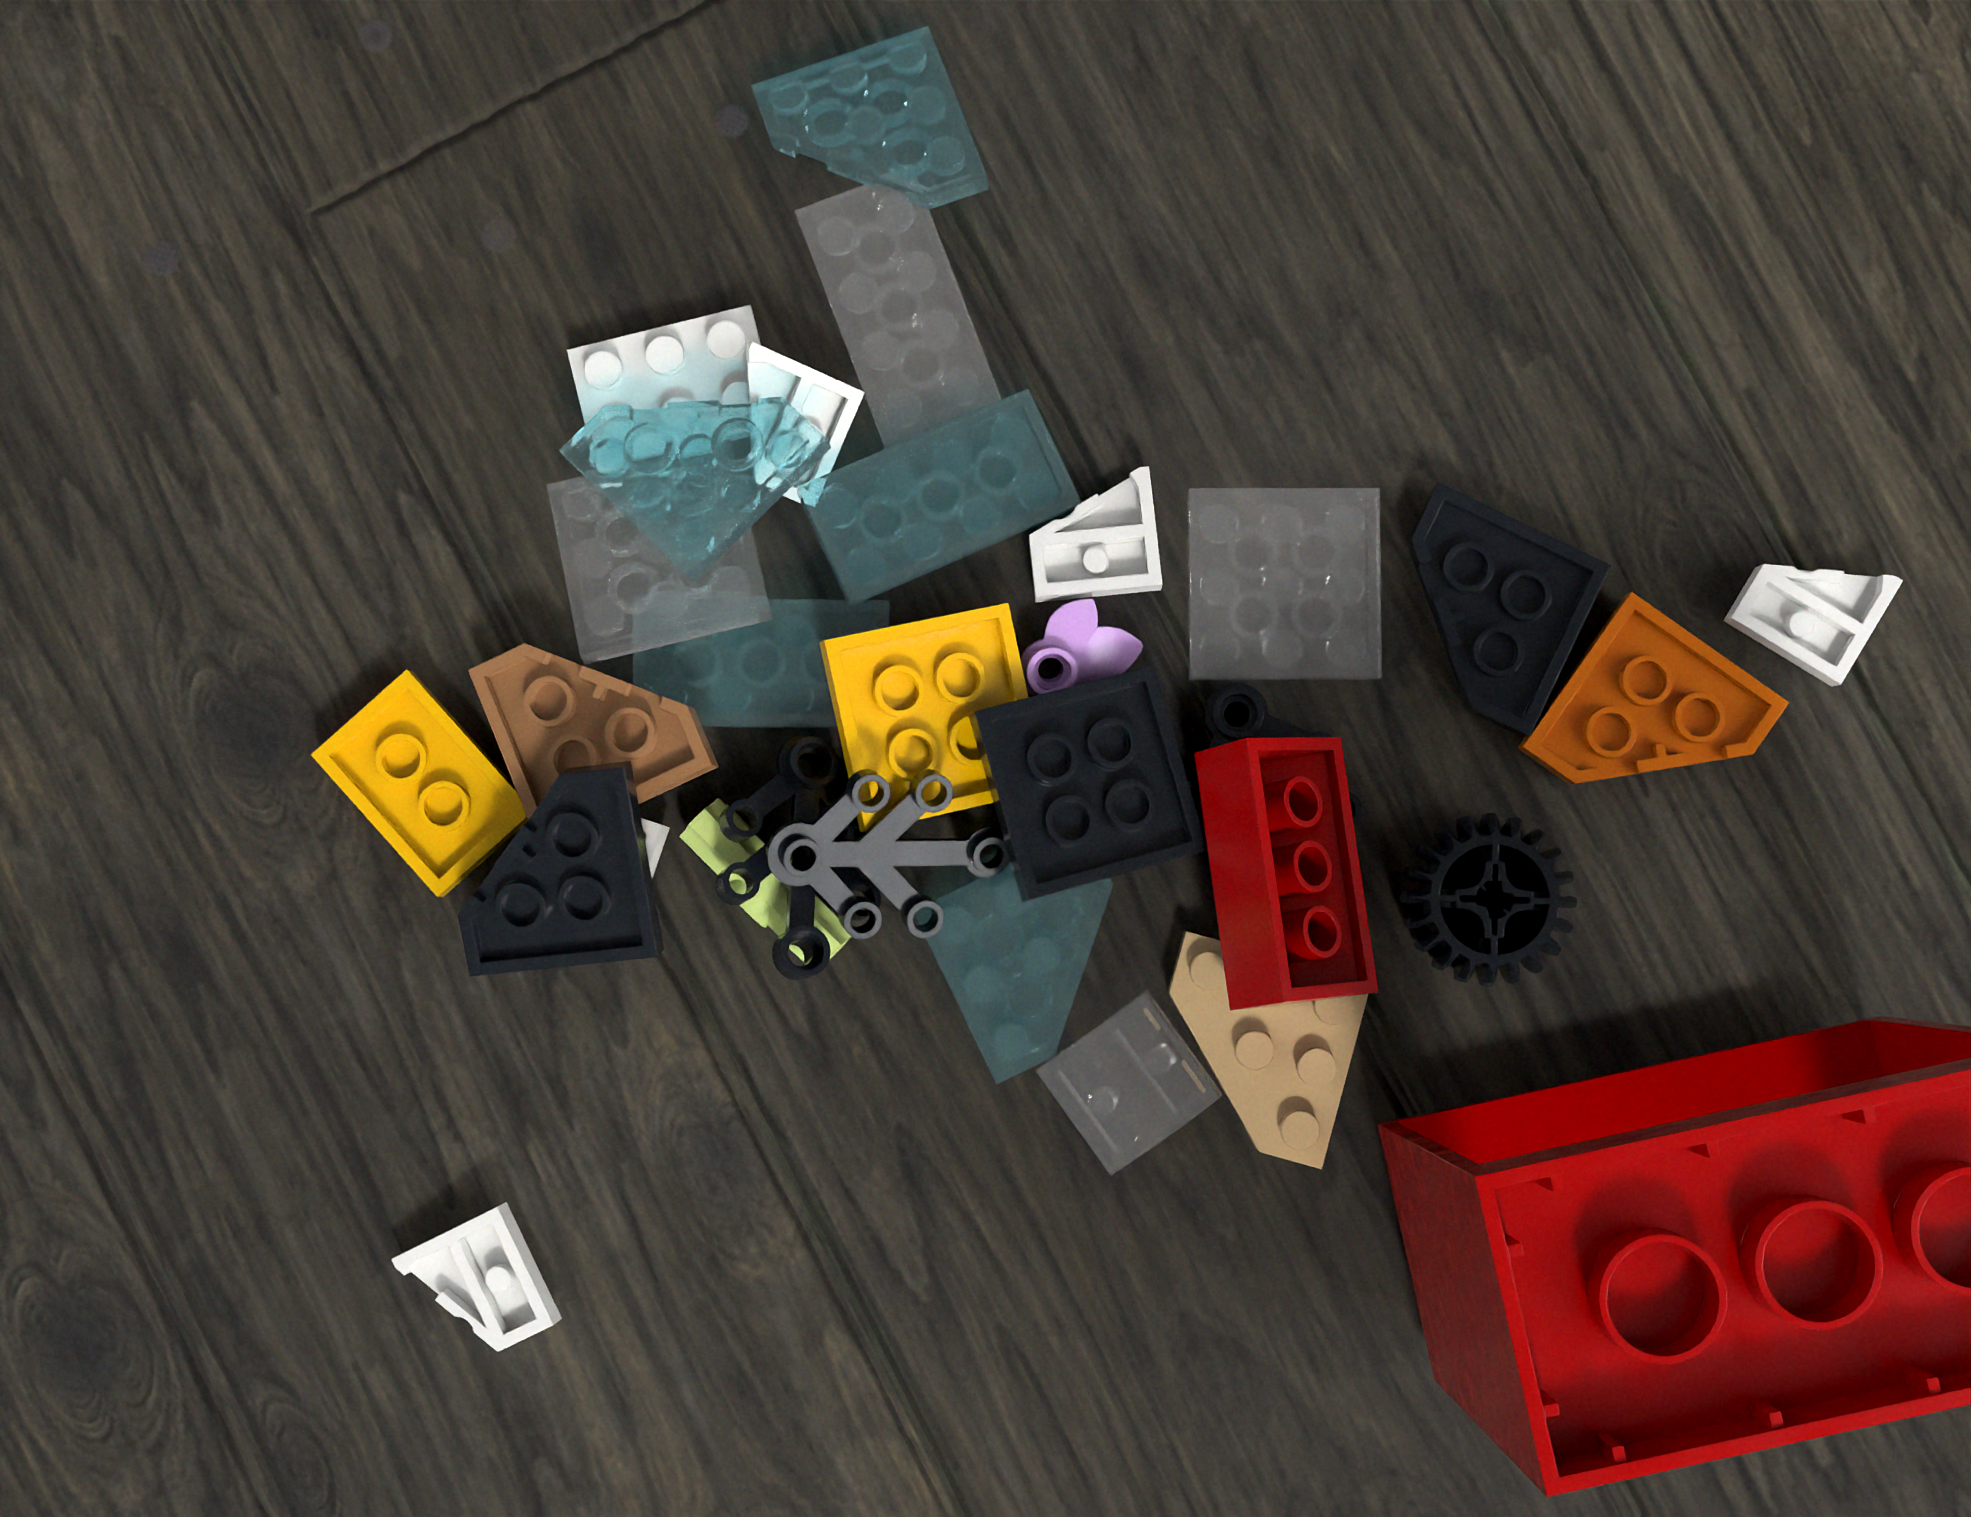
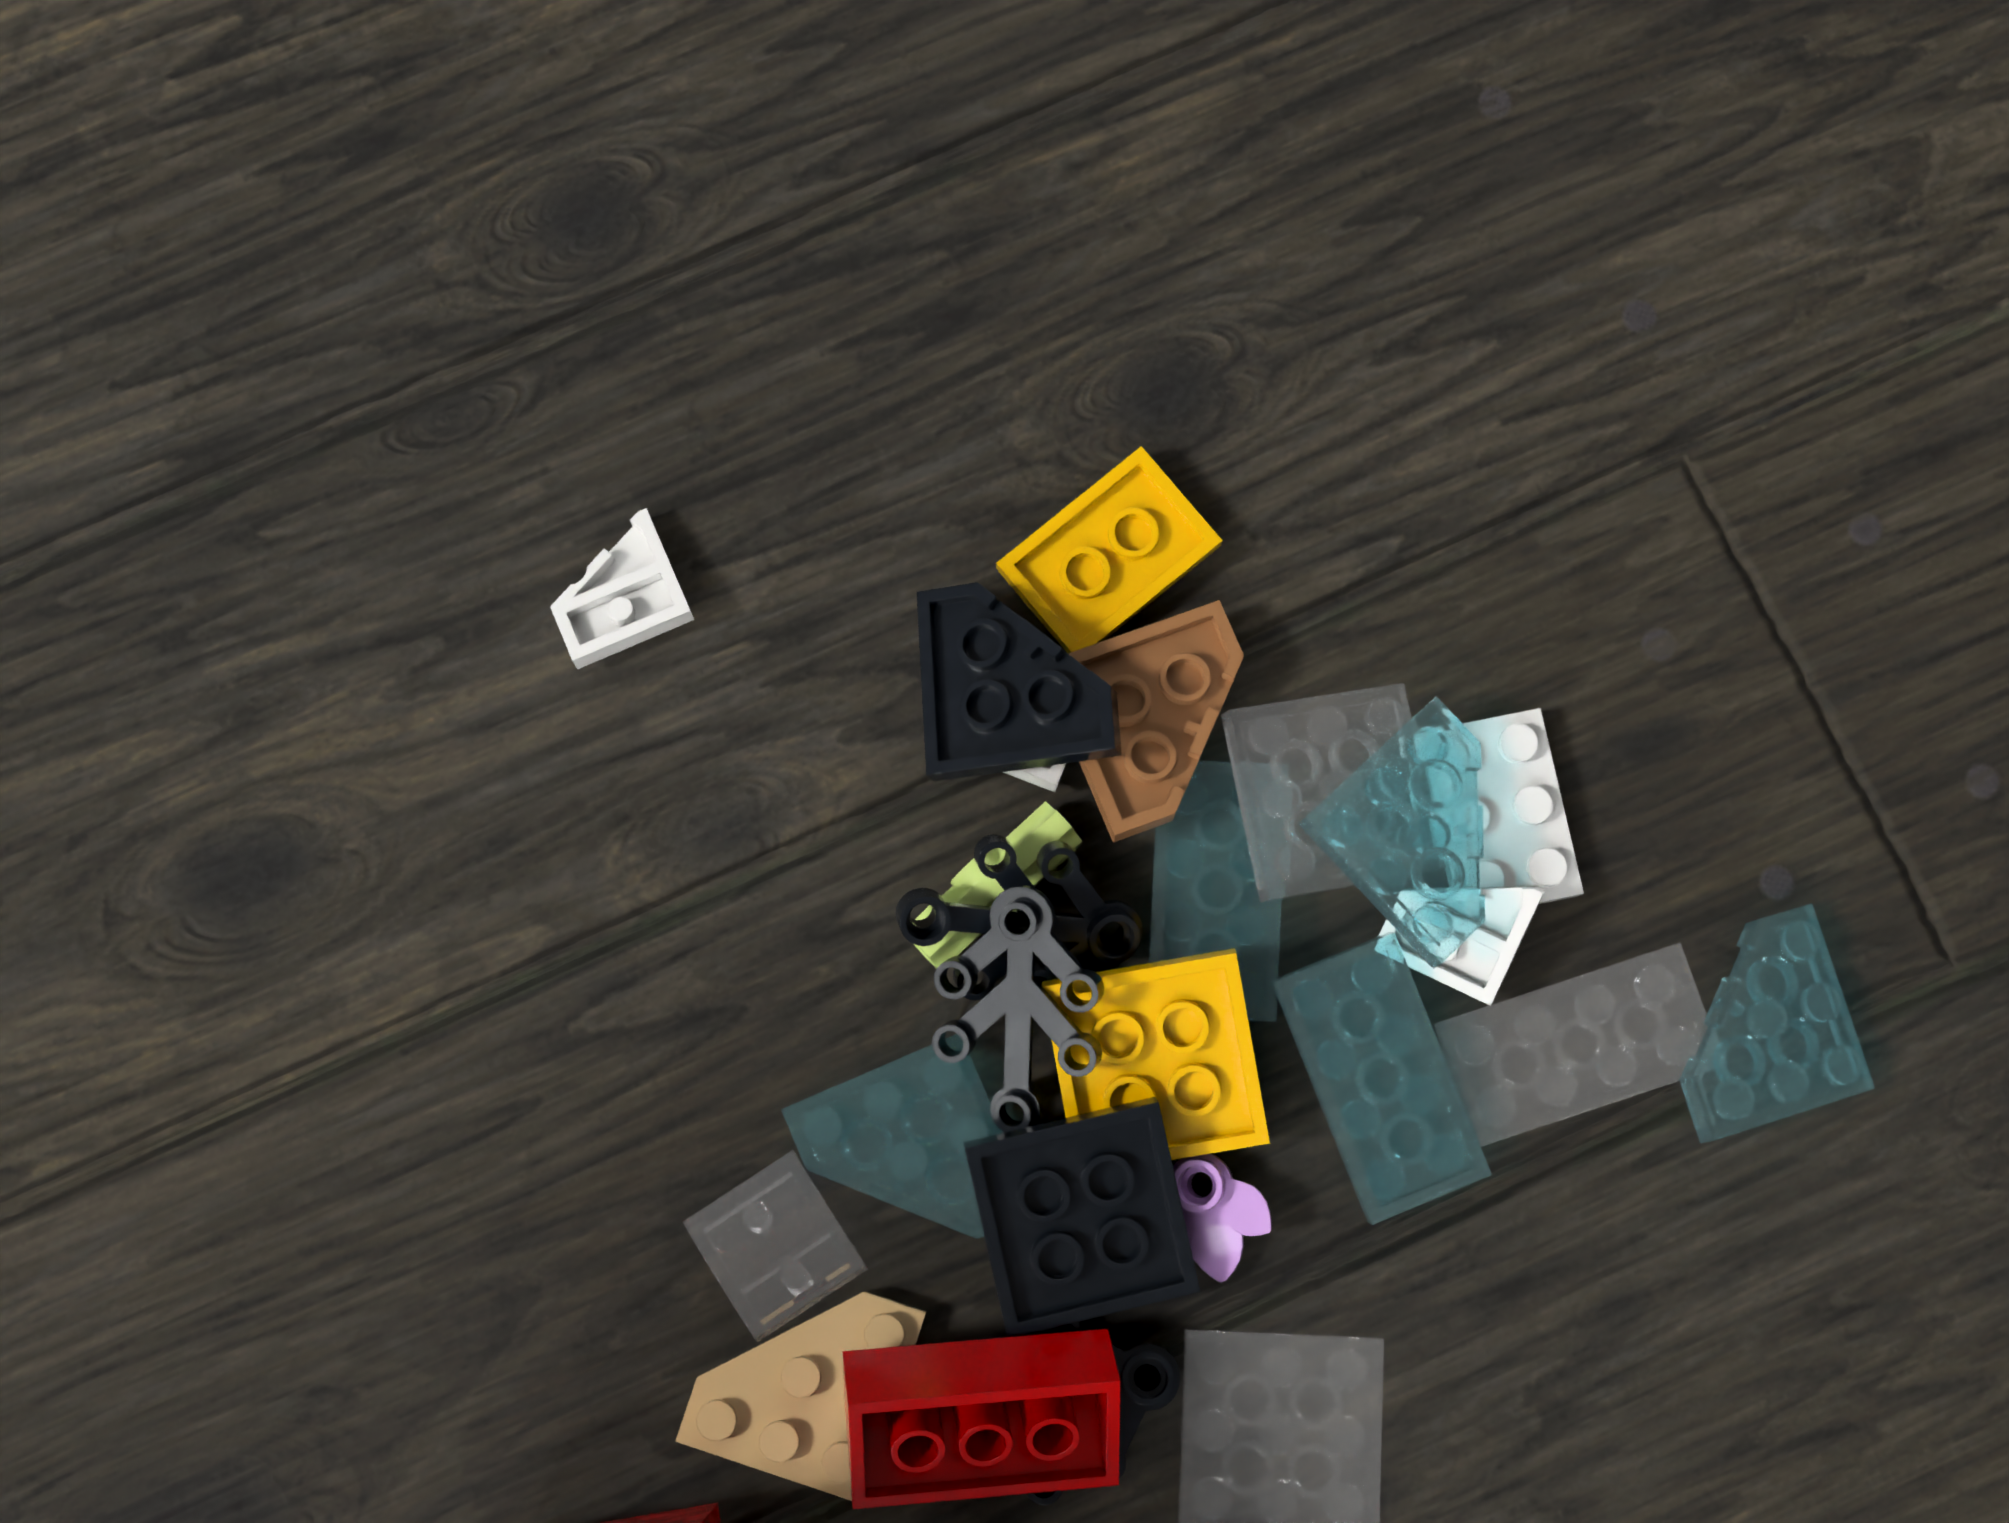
camera: 90 degrees right, 5 degrees down
(1100, 546) = (1325, 1243): white wing -> none

